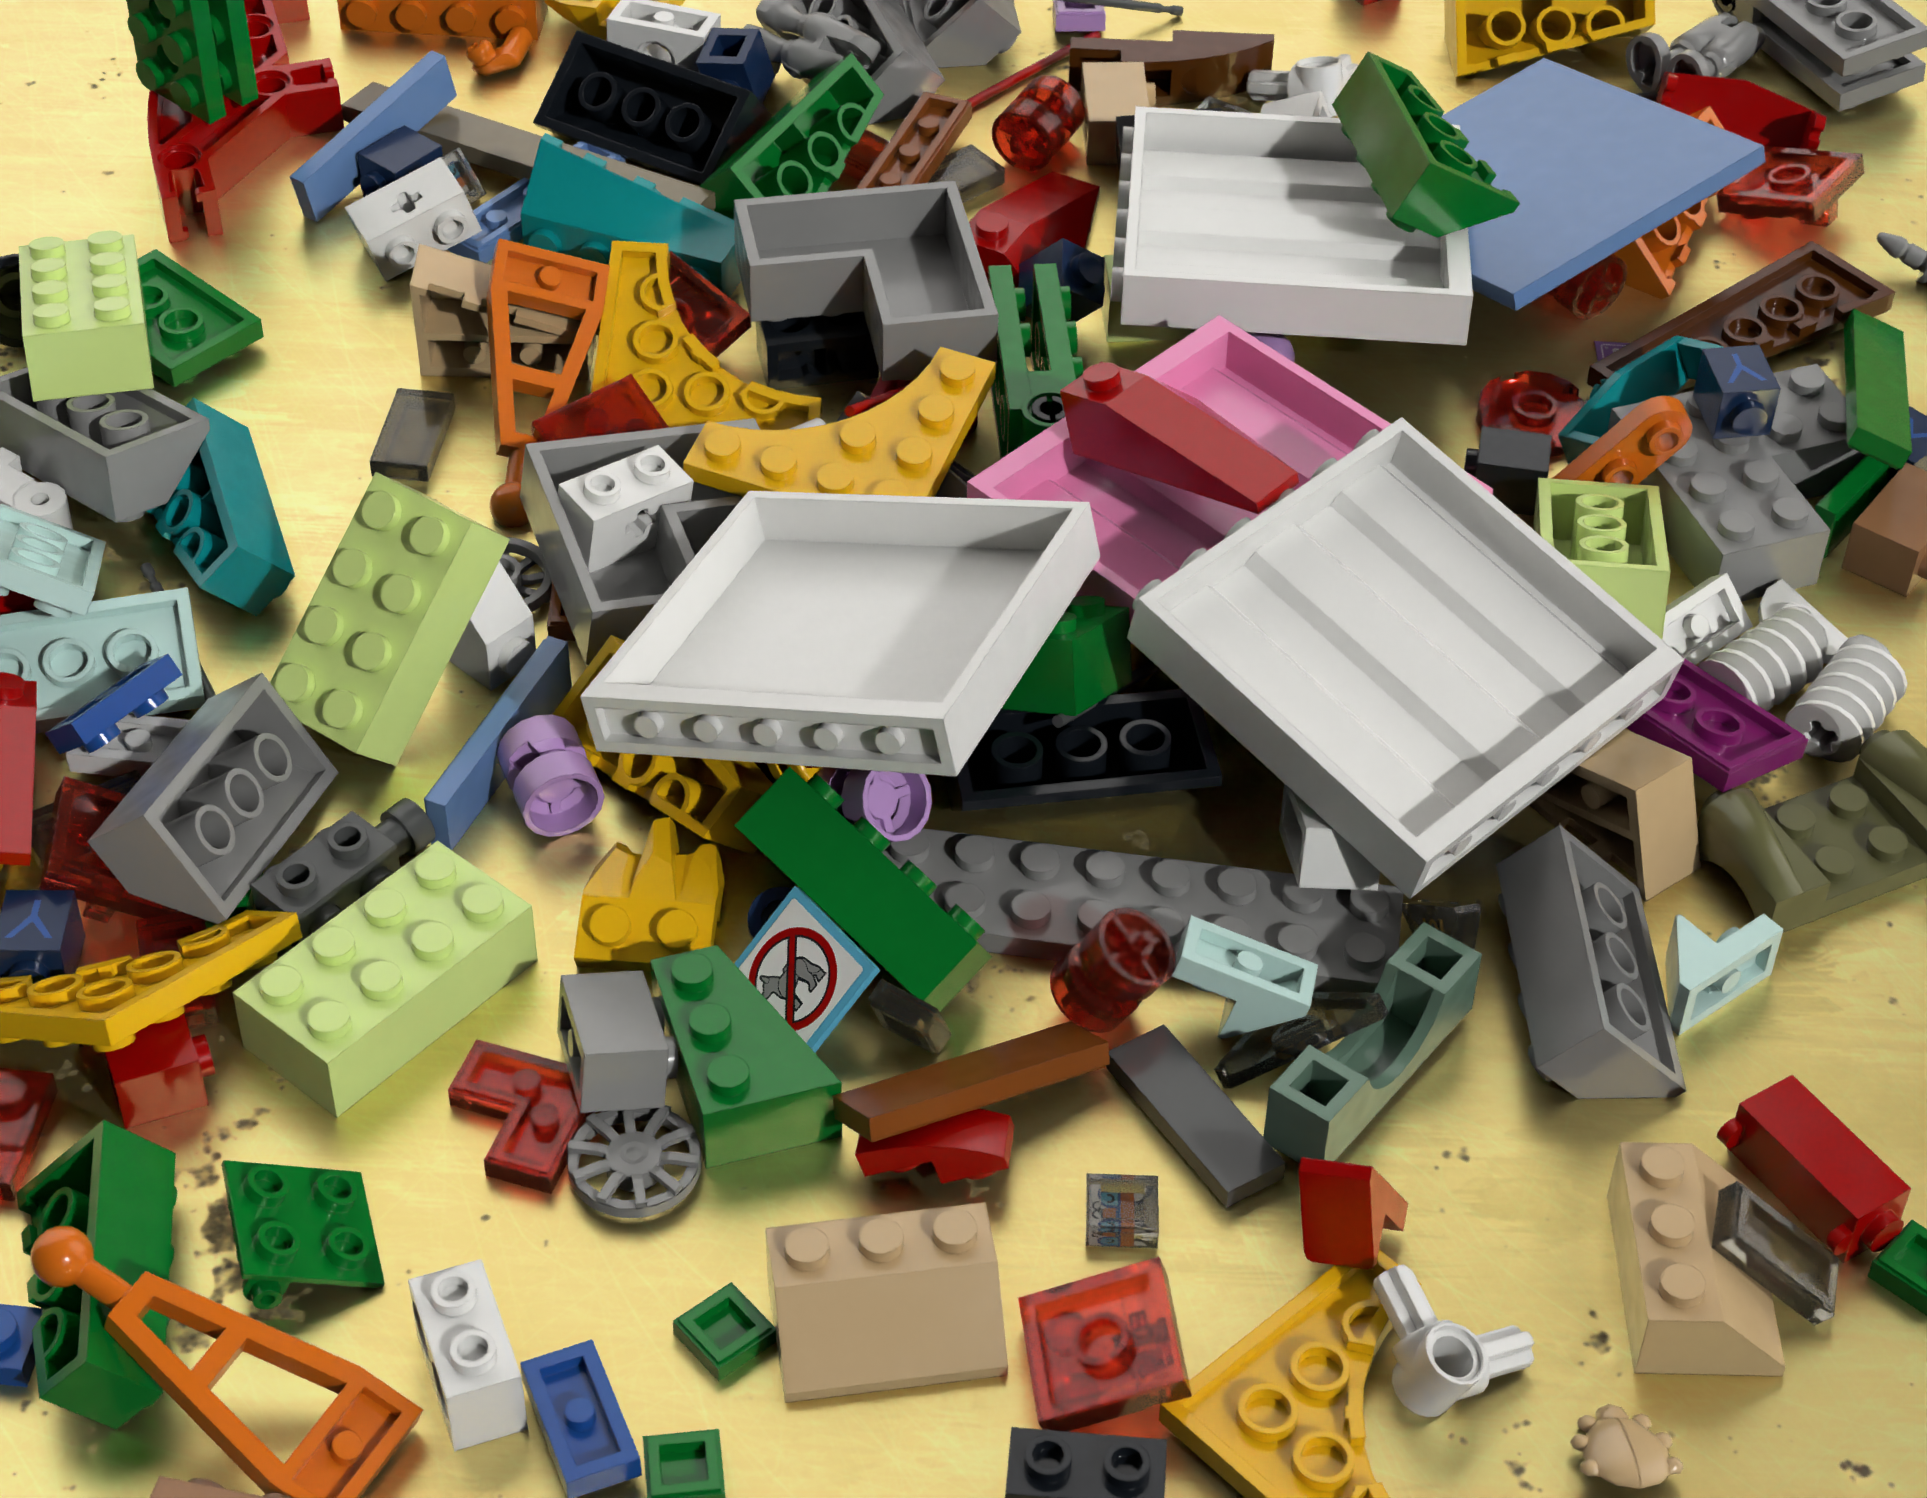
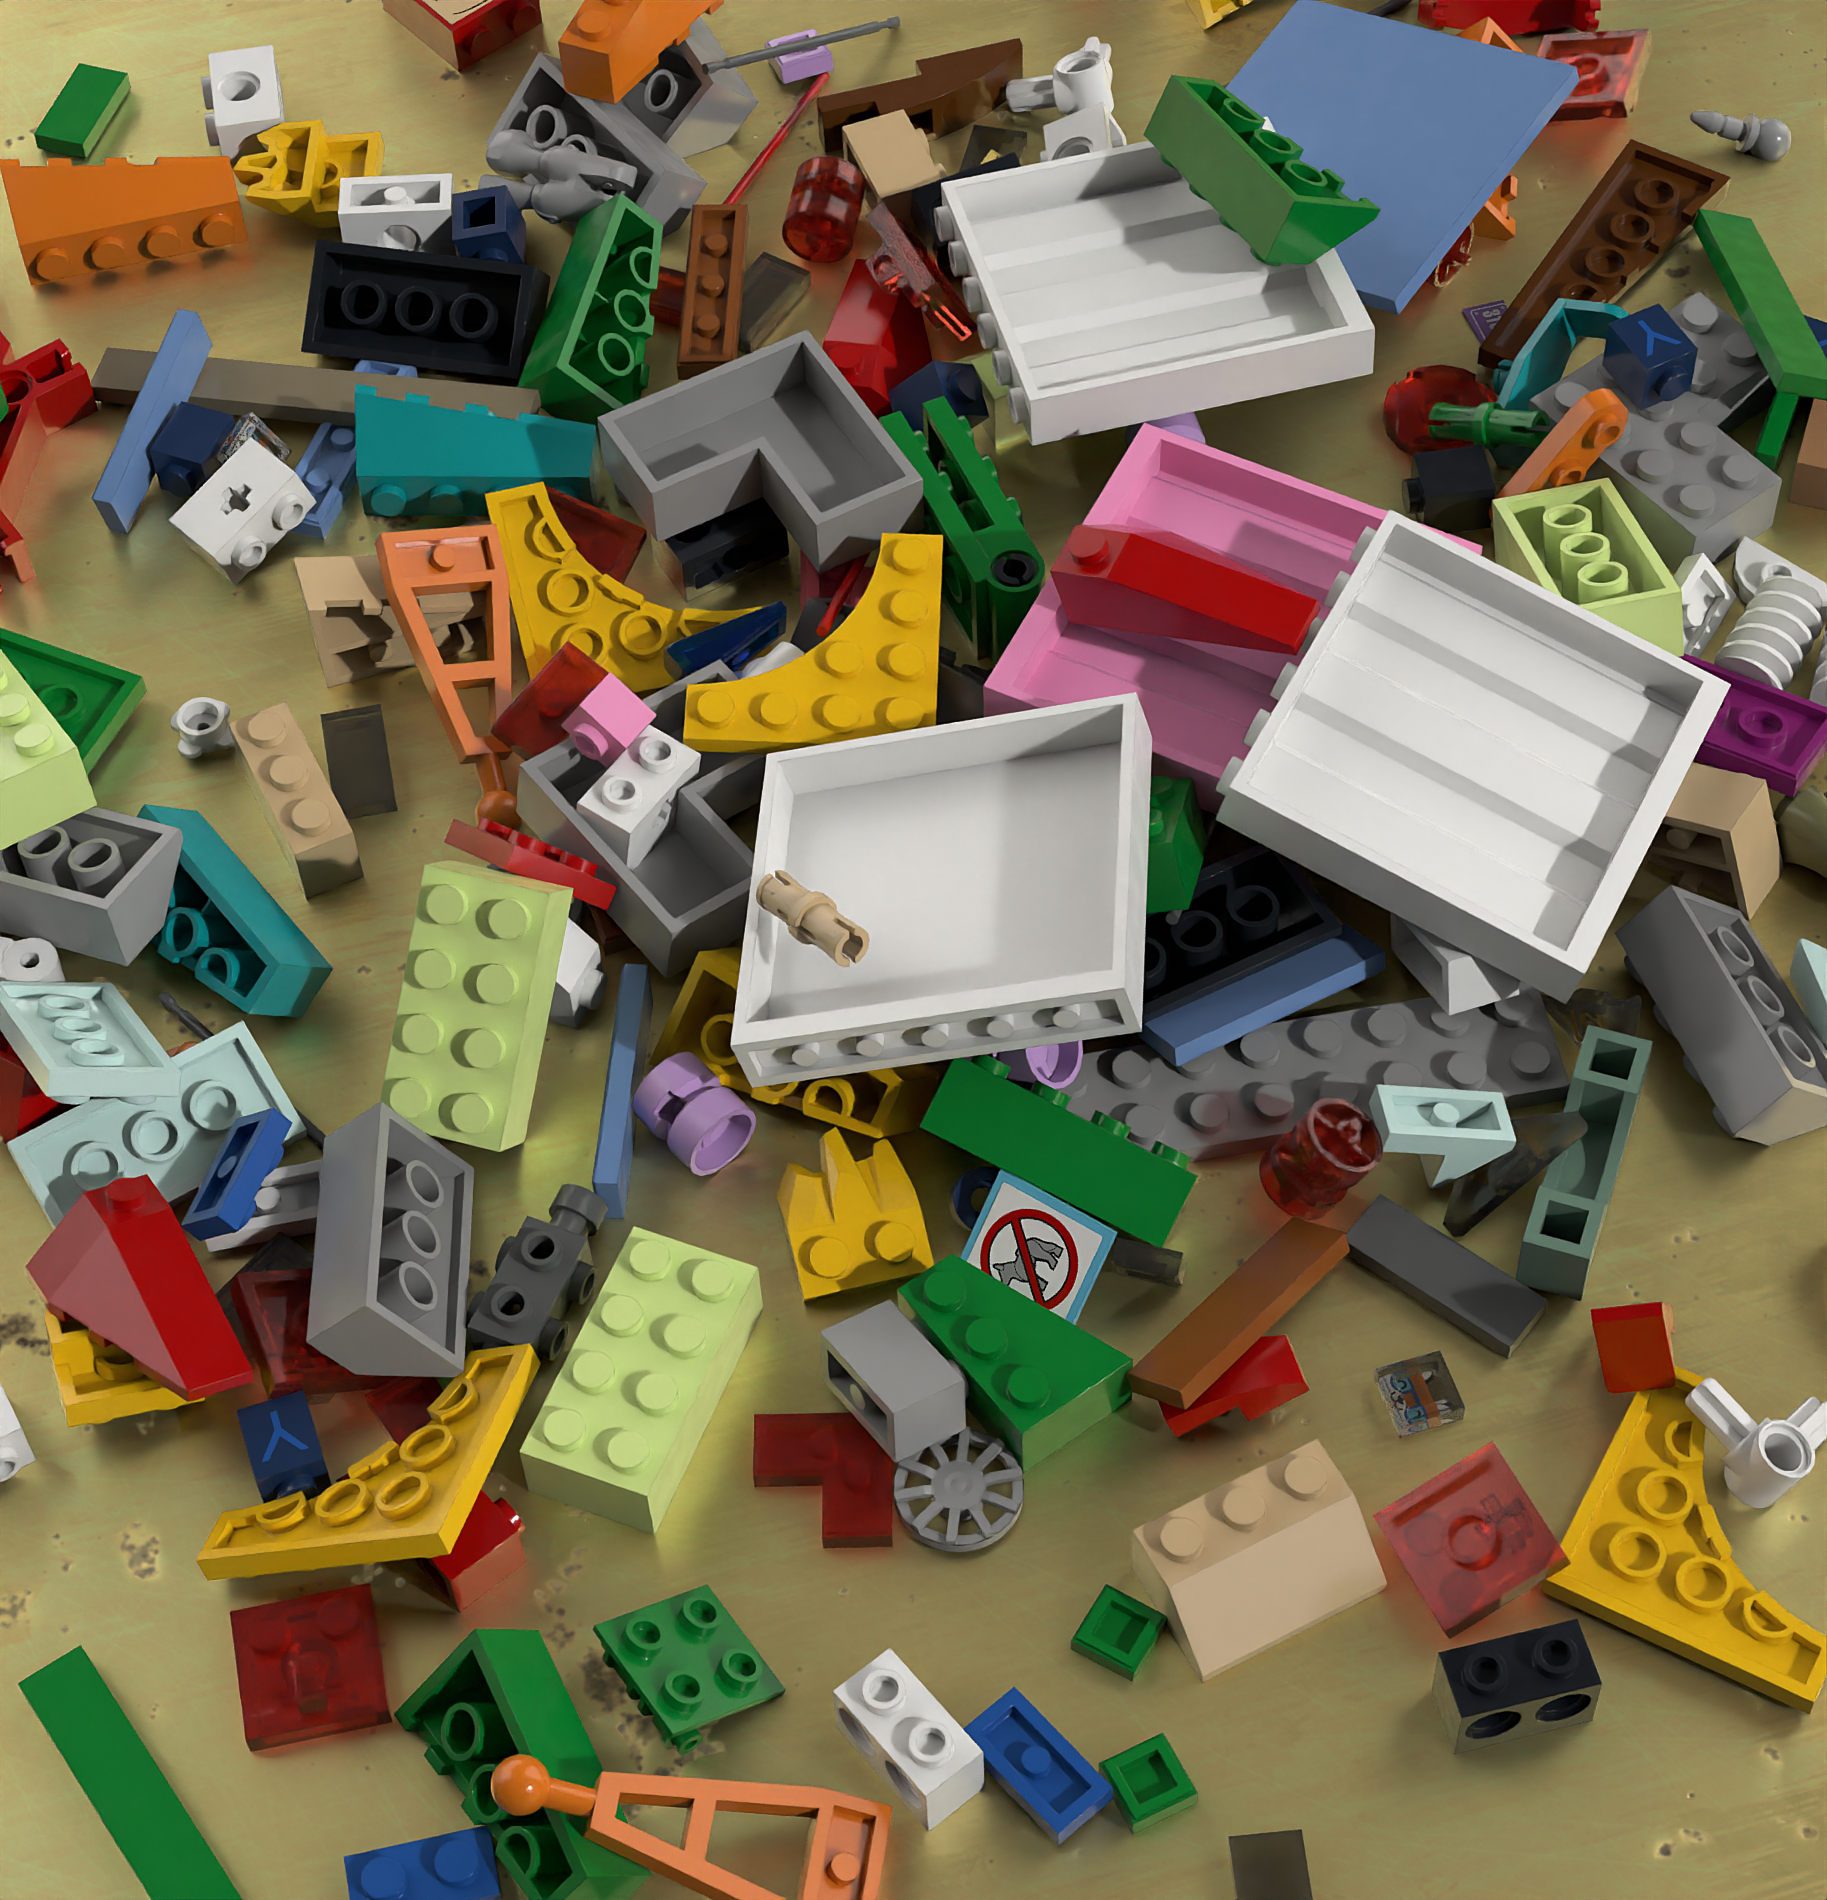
camera: 15 degrees left, 10 degrees up
(294, 372) = (202, 726): none -> white plate
(336, 440) = (296, 800): none -> tan brick
(483, 504) = (531, 859): none -> red plate
(506, 57) = (232, 273): orange arm -> none
(617, 424) = (607, 721): none -> bright pink plate
(705, 612) = (812, 918): none -> tan pin
(776, 408) = (731, 641): none -> clear blue slope
(1087, 175) = (909, 265): none -> clear red hinge
(1128, 824) = (1264, 997): none -> medium blue tile
(1561, 418) = (1488, 425): none -> green pin

